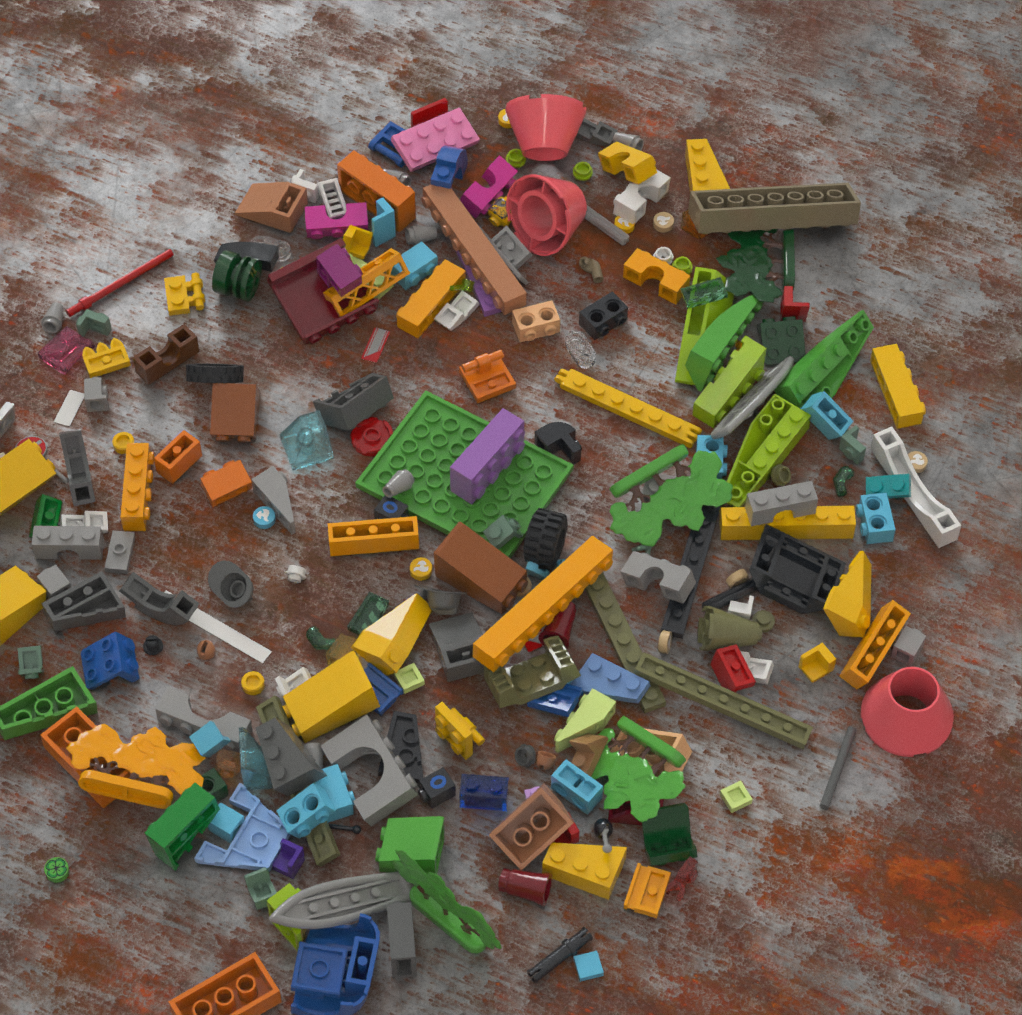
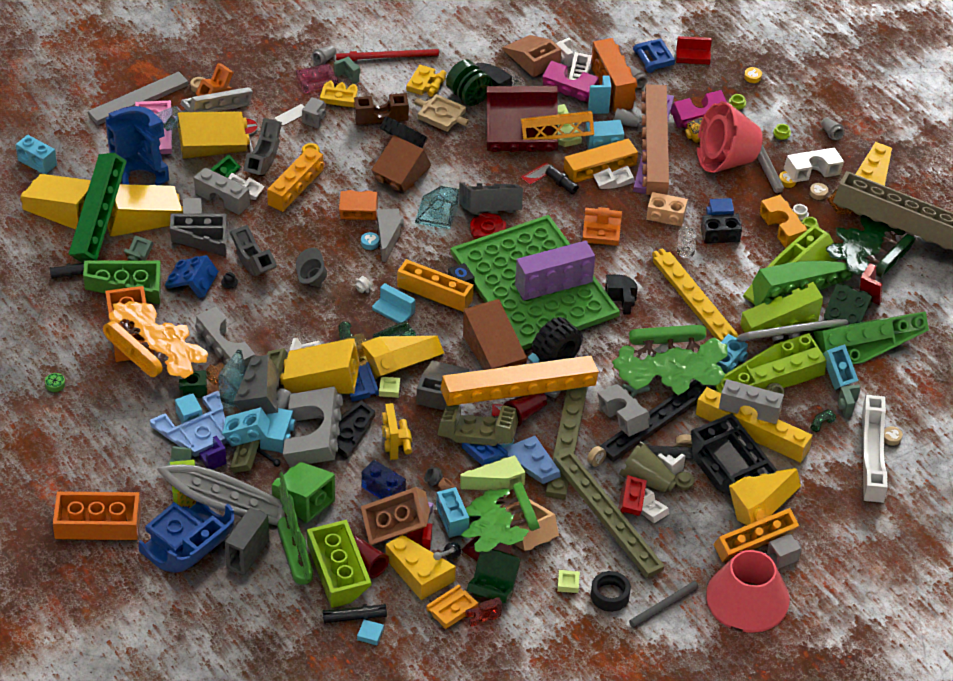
camera: 30 degrees right, 10 degrees down
(120, 552) = (254, 214): light grey plate -> none
(178, 456) = (338, 173): orange brick -> none
(181, 823) = (154, 390): green wedge -> none
(209, 651) = (263, 301): nougat hinge -> none
(209, 739) = (214, 350): medium azure panel -> none
(228, 325) = (441, 112): none -> tan plate
(229, 635) = (286, 299): white sticker -> none
(253, 683) = (279, 337): yellow tile -> none
(338, 270) = (538, 103): magenta brick -> none
(344, 580) = (394, 304): none -> medium azure panel
(357, 241) = (573, 100): yellow panel -> none
(398, 483) = (478, 260): light grey cone -> none
(408, 341) = (561, 179): none -> black pin
(420, 569) = (454, 325): yellow tile -> none
(422, 143) = (684, 63): bright pink plate -> none
(436, 788) = (351, 463): black brick -> none
(442, 601) = (453, 350): dark grey piece -> none
(450, 164) = (681, 78): blue arch -> none
(467, 285) = (633, 164): clear neon green hand -> none
(502, 531) = (529, 324): sand green bracket -> none
(509, 909) = (338, 562): none -> lime slope
(510, 250) = (683, 155): light grey bracket -> none
(545, 125) = (771, 84): coral cone -> none
(588, 751) = (481, 495): medium nougat slope -> none
(589, 293) = (720, 206): none -> blue brick
(593, 267) = (739, 194): dark tan arm -> none
(596, 134) = (810, 111): dark grey slope -> none
(636, 164) = (818, 137): yellow arch -> none
(704, 293) = (805, 243): clear green tile -> none
(782, 800) = (607, 603): none -> black tyre
(817, 662) = (702, 526): yellow panel -> none
(879, 517) = (827, 455): medium azure brick -> none
(894, 485) = (853, 438): teal plate -> none
(897, 386) = (916, 378): yellow brick -> none

